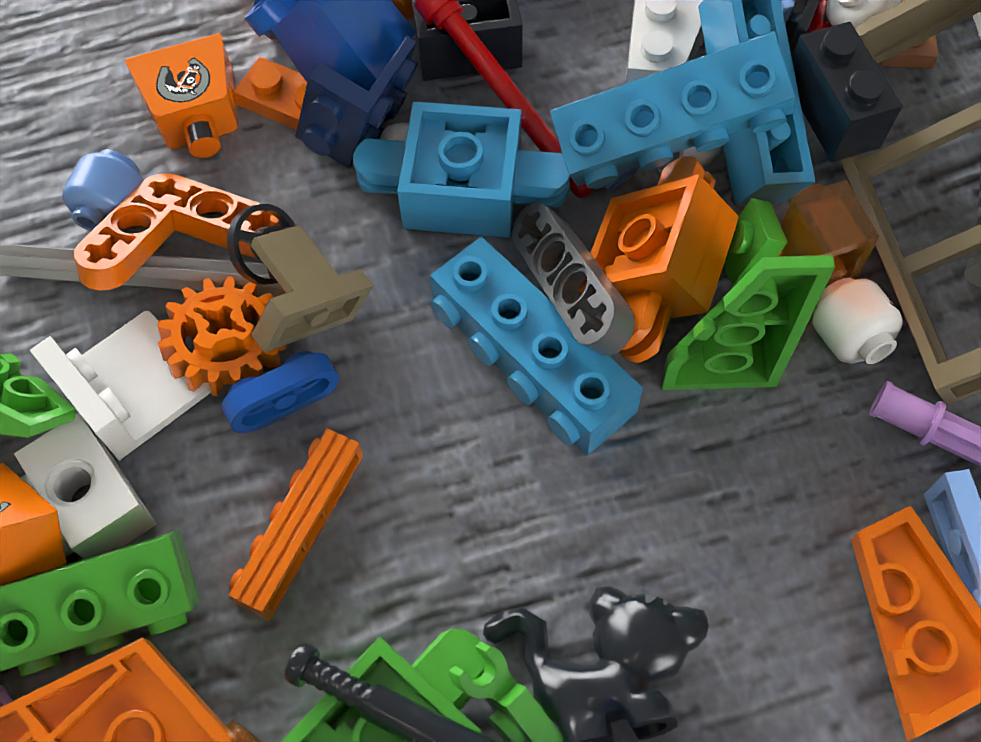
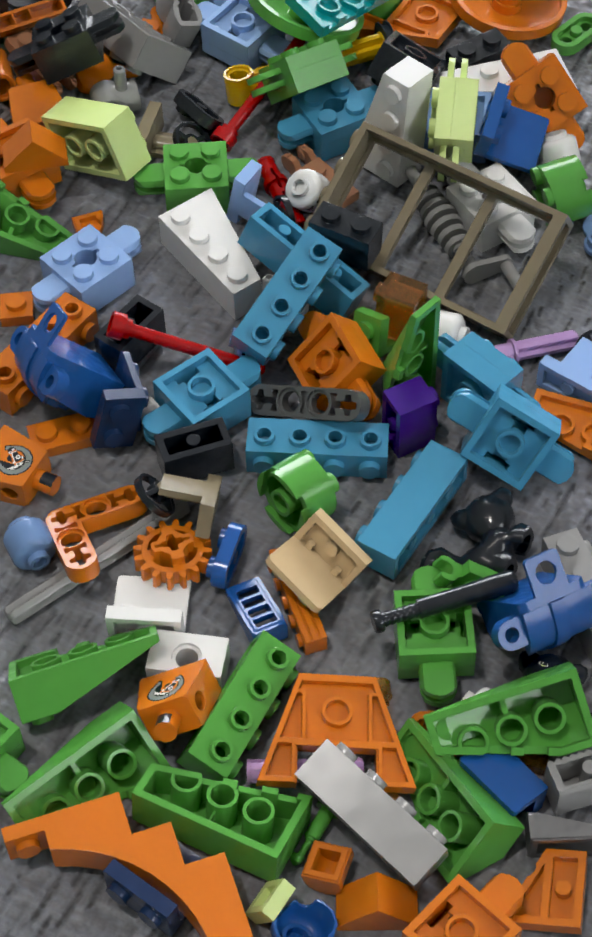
camera: 45 degrees left, 10 degrees down
(236, 540) = (277, 626): none -> blue slope
(340, 501) = (318, 561): none -> tan bracket
(379, 227) = (195, 450): none -> black brick
(435, 384) = (297, 490): none -> bright green brick
(555, 530) = (412, 508): none -> dark azure brick
(683, 399) = (411, 415): none -> dark purple brick
(752, 569) = (507, 450): none -> dark azure brick
(834, 438) = (476, 366): none -> dark azure brick

